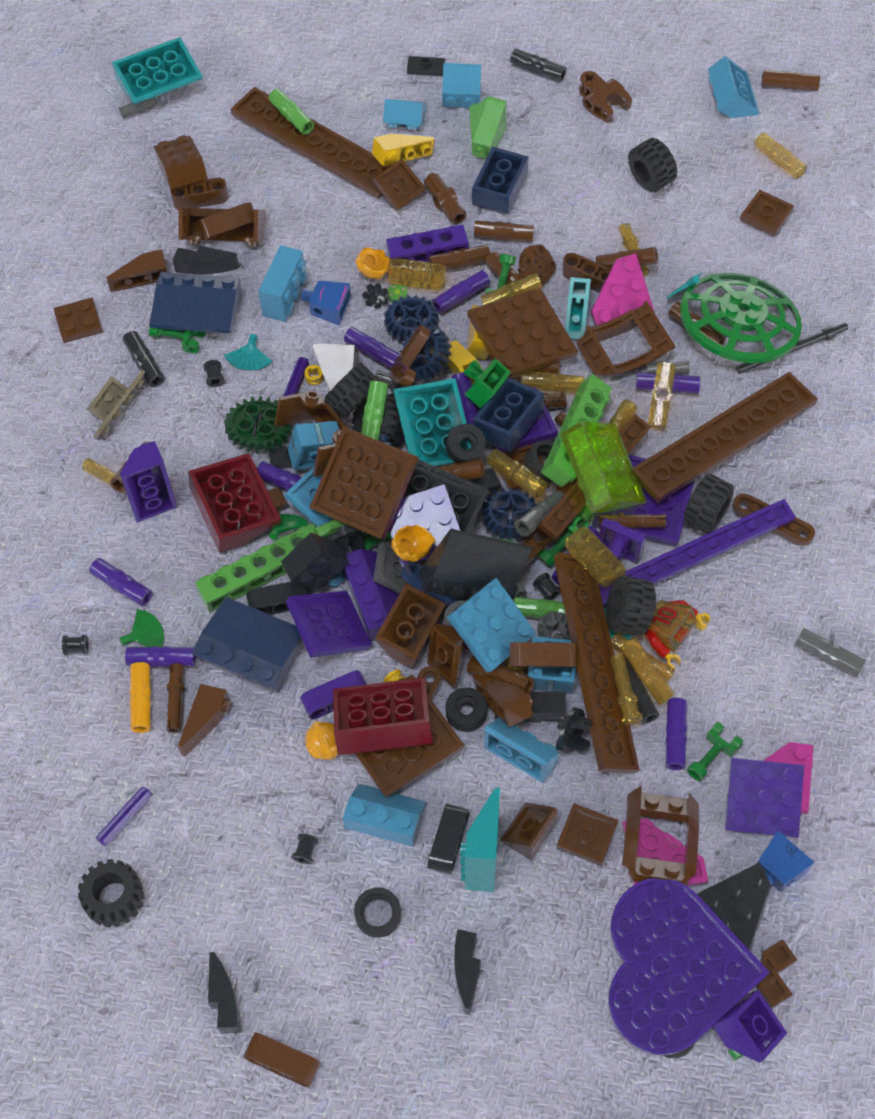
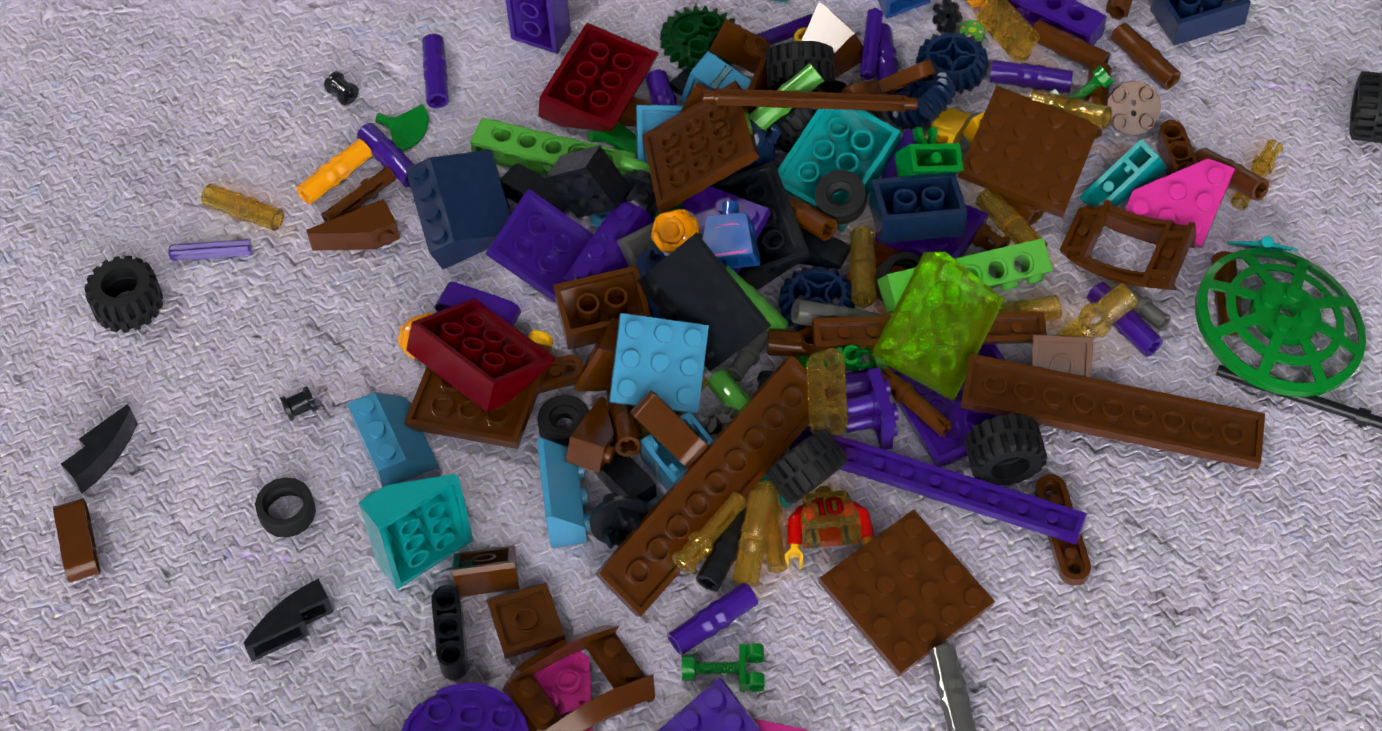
camera: 50 degrees right, 5 degrees down
(111, 771) = (242, 207): none -> clear yellow axle
(360, 344) = (871, 44): none -> dark purple axle
(396, 403) = (808, 100): none -> reddish brown piece
(448, 515) = (732, 237): none -> blue torso
(565, 892) = (449, 645): none -> black beam
(669, 428) = (1063, 354): none -> reddish brown plate
(746, 624) = (906, 592): none -> reddish brown plate

